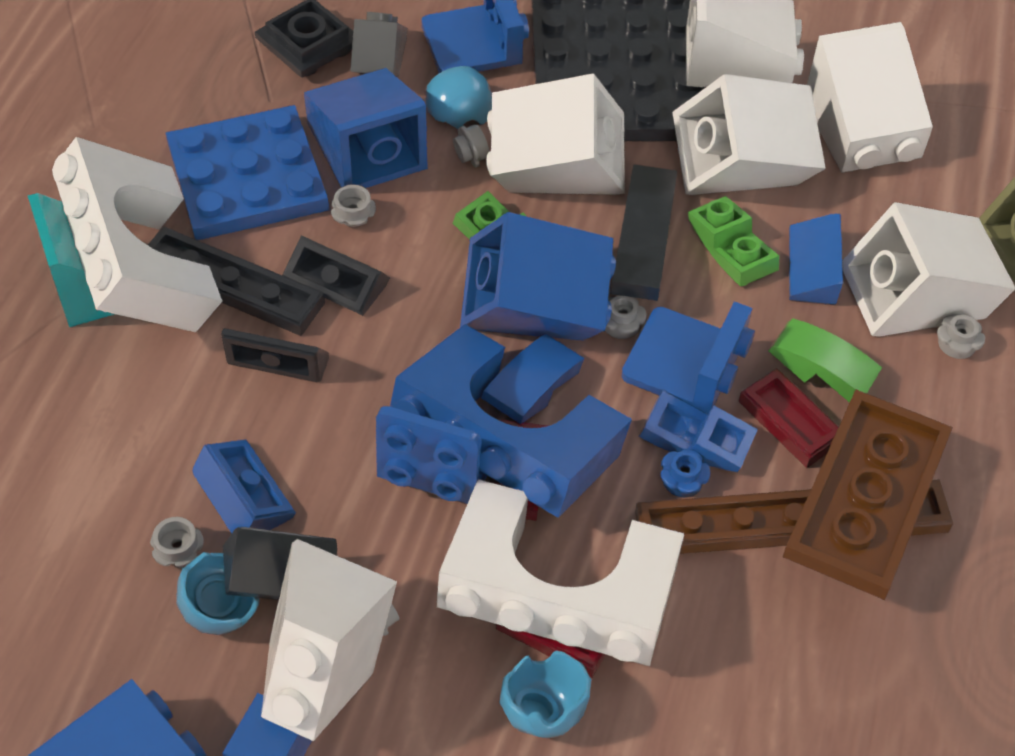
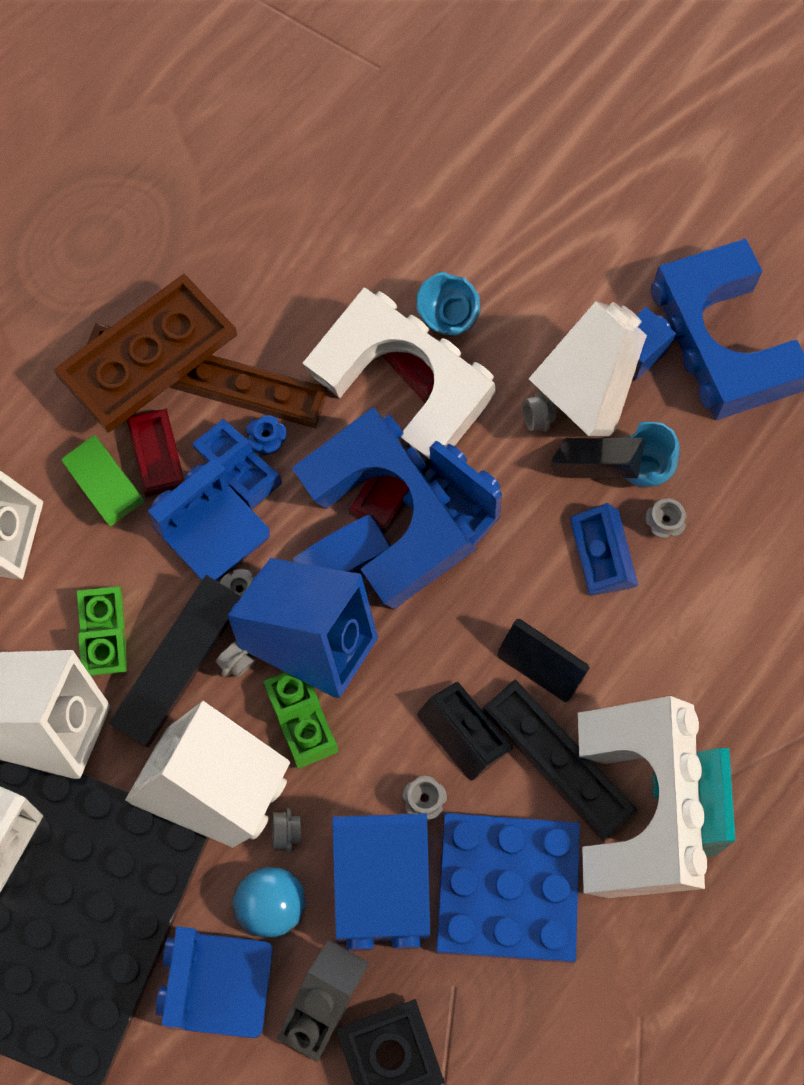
camera: 160 degrees left, 15 degrees up
(816, 260) = (43, 583): blue slope -> none

